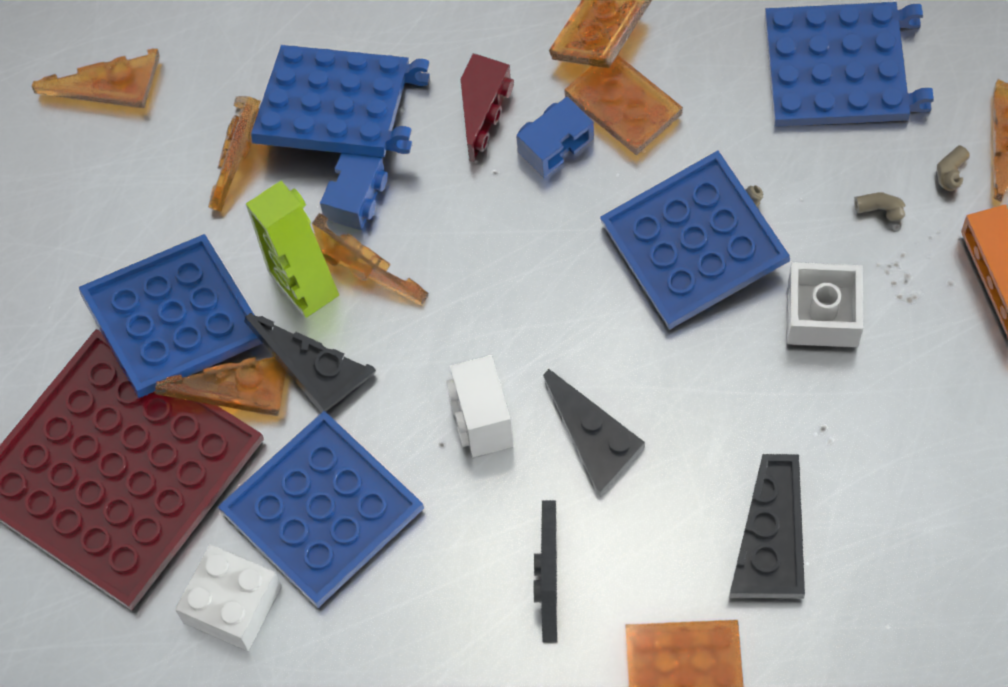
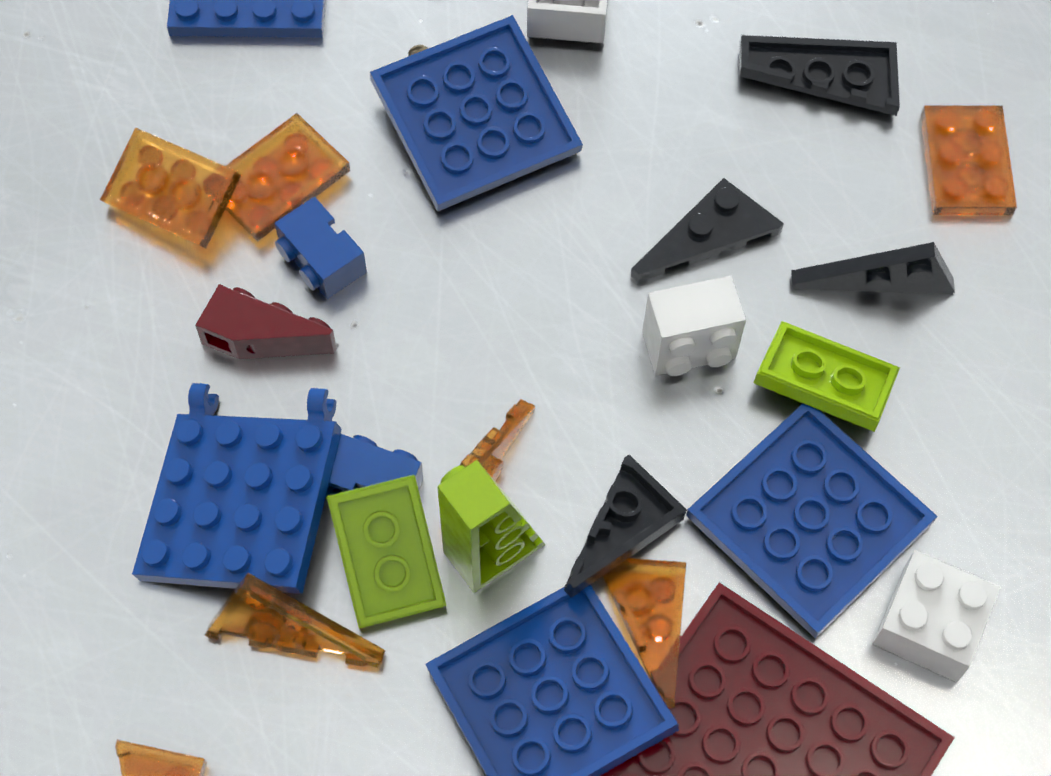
camera: 95 degrees left, 0 degrees up
(309, 175) = (386, 551): none -> lime tile
(447, 522) = (827, 376): none -> lime tile

